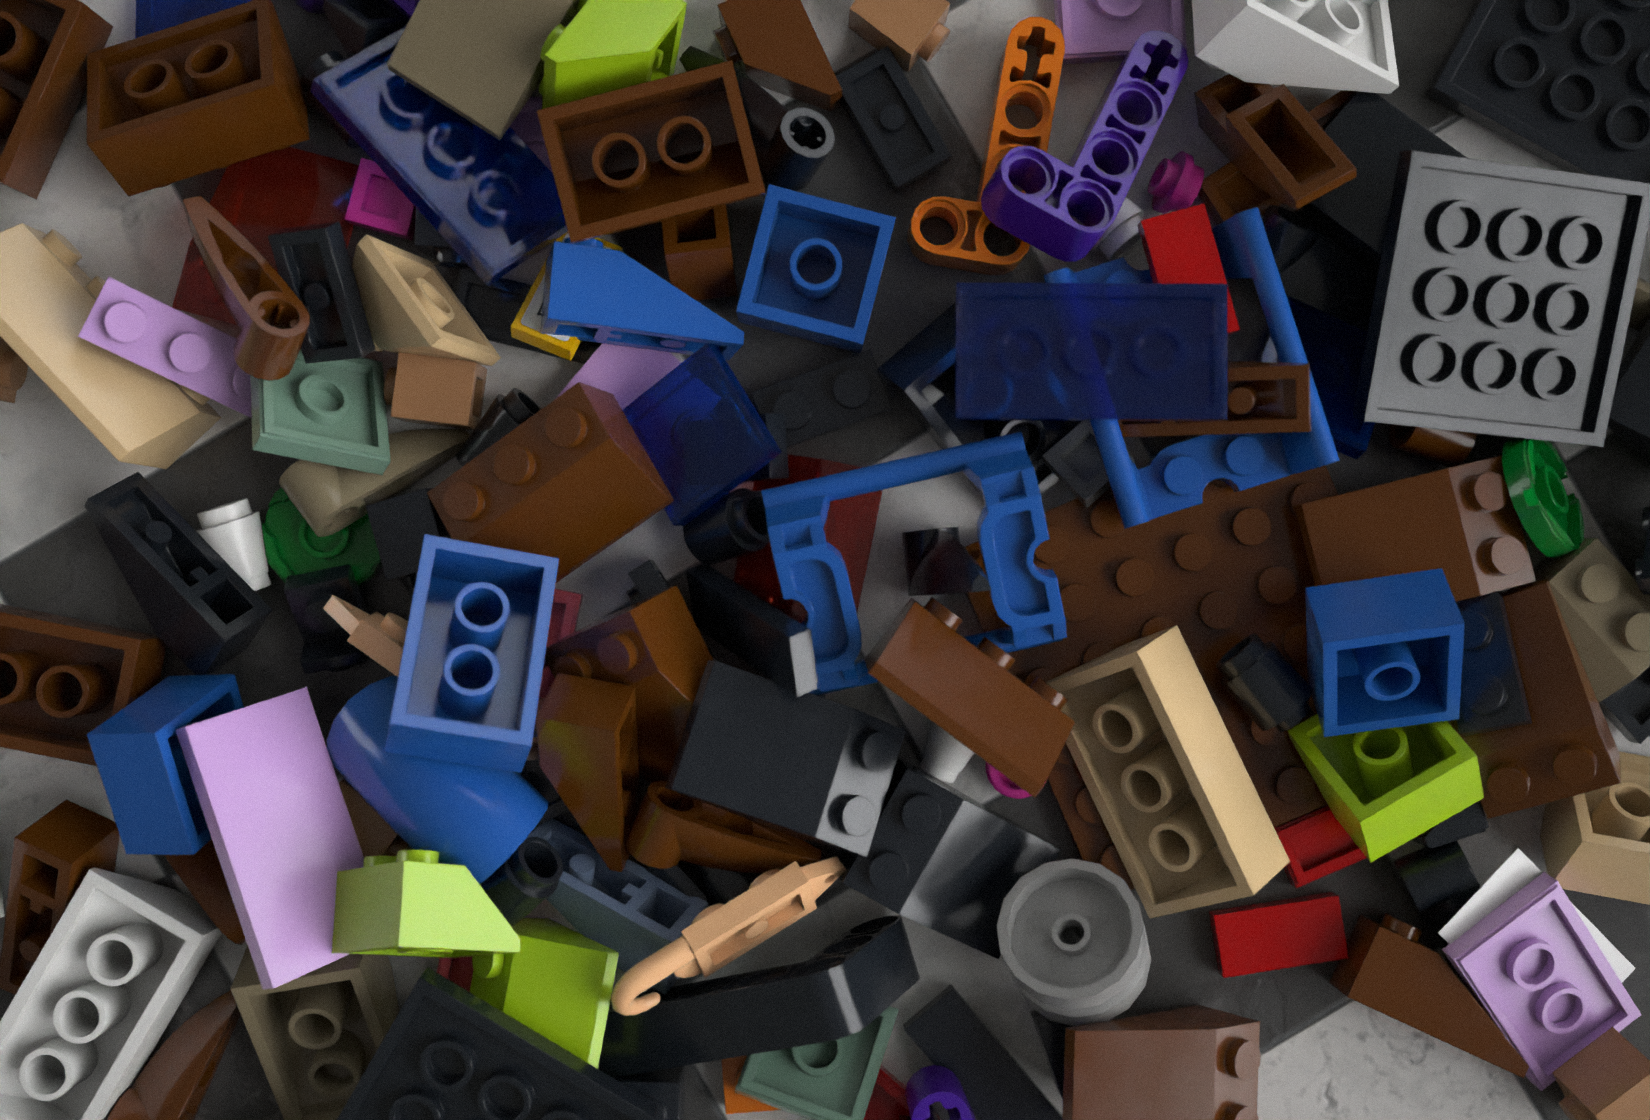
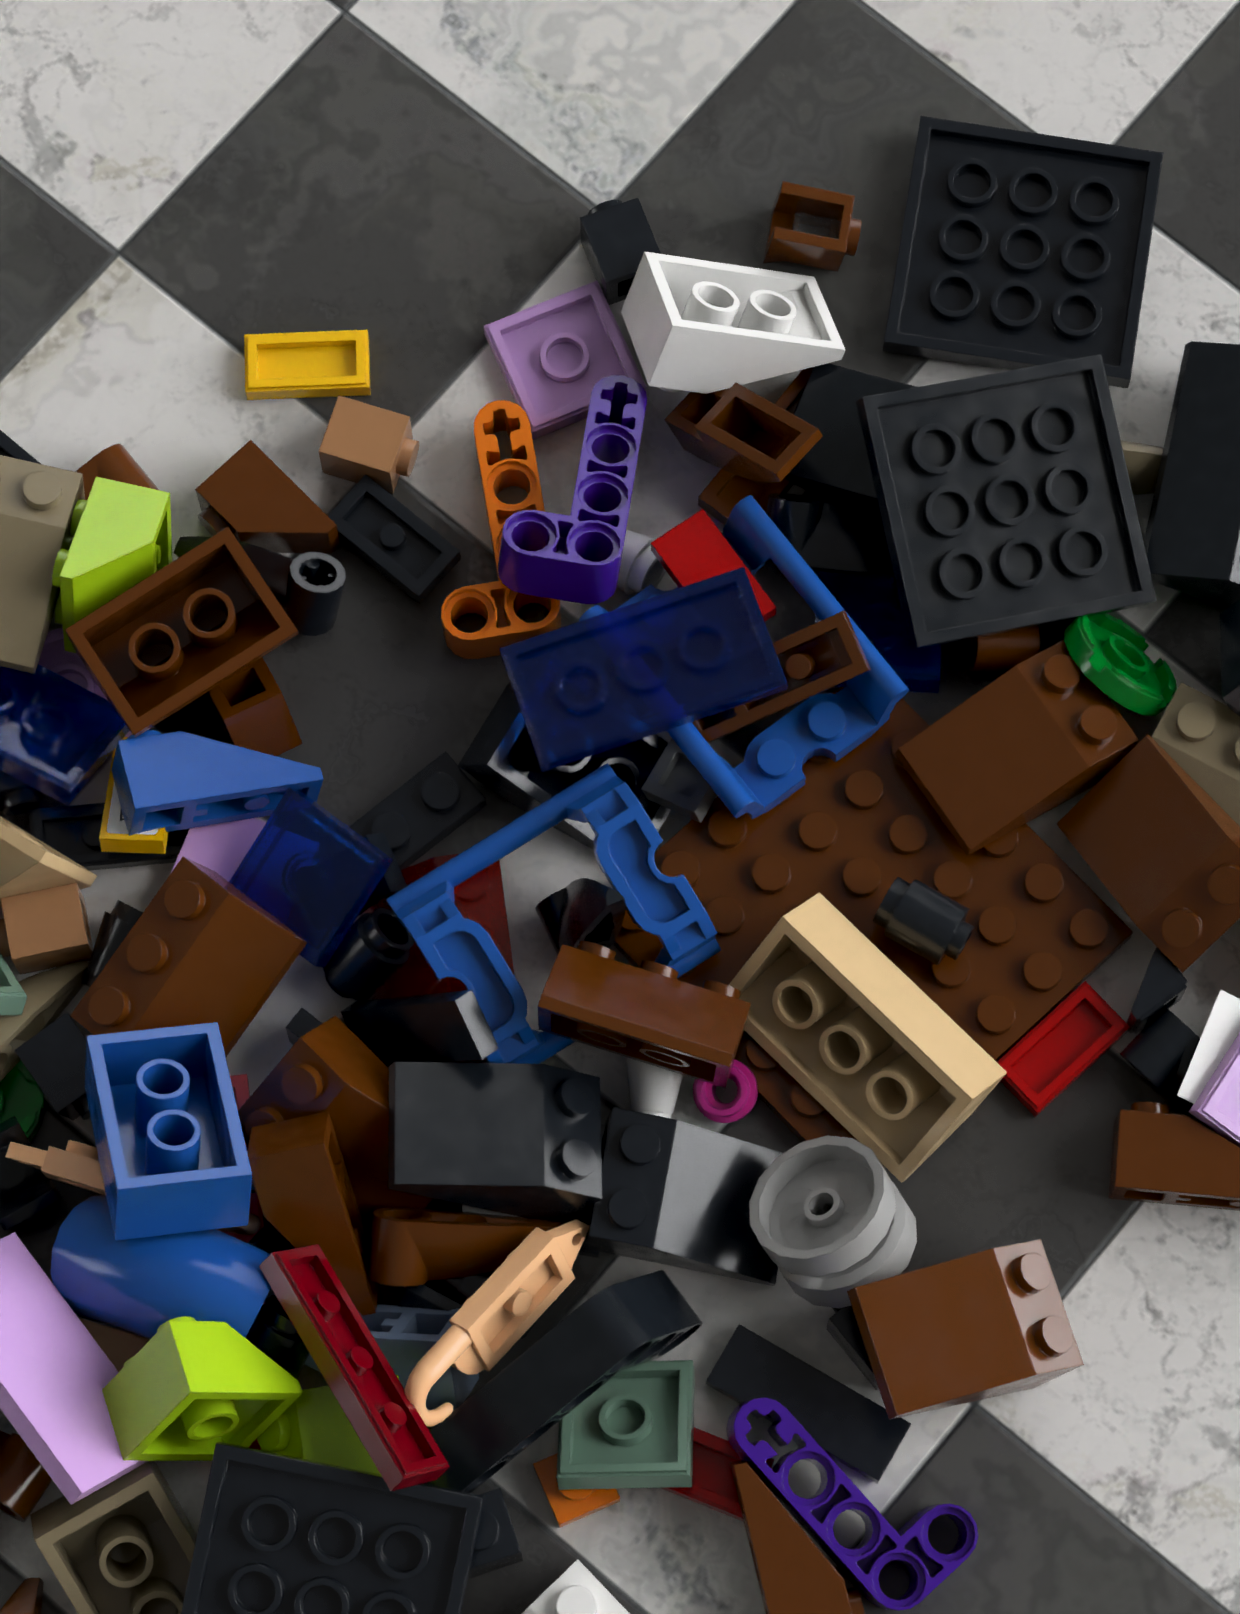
camera: 15 degrees left, 15 degrees down
(574, 949) = (354, 1367): none -> dark red tile
(815, 268) = (368, 693): blue brick -> none
(1175, 183) = (676, 502): dark pink plate -> none
(1278, 934) = (1038, 1165): red tile -> none
(1384, 652) = (1013, 845): blue brick -> none
(1390, 780) = (1068, 955): lime slope -> none
(1491, 676) = (1116, 831): black plate -> none

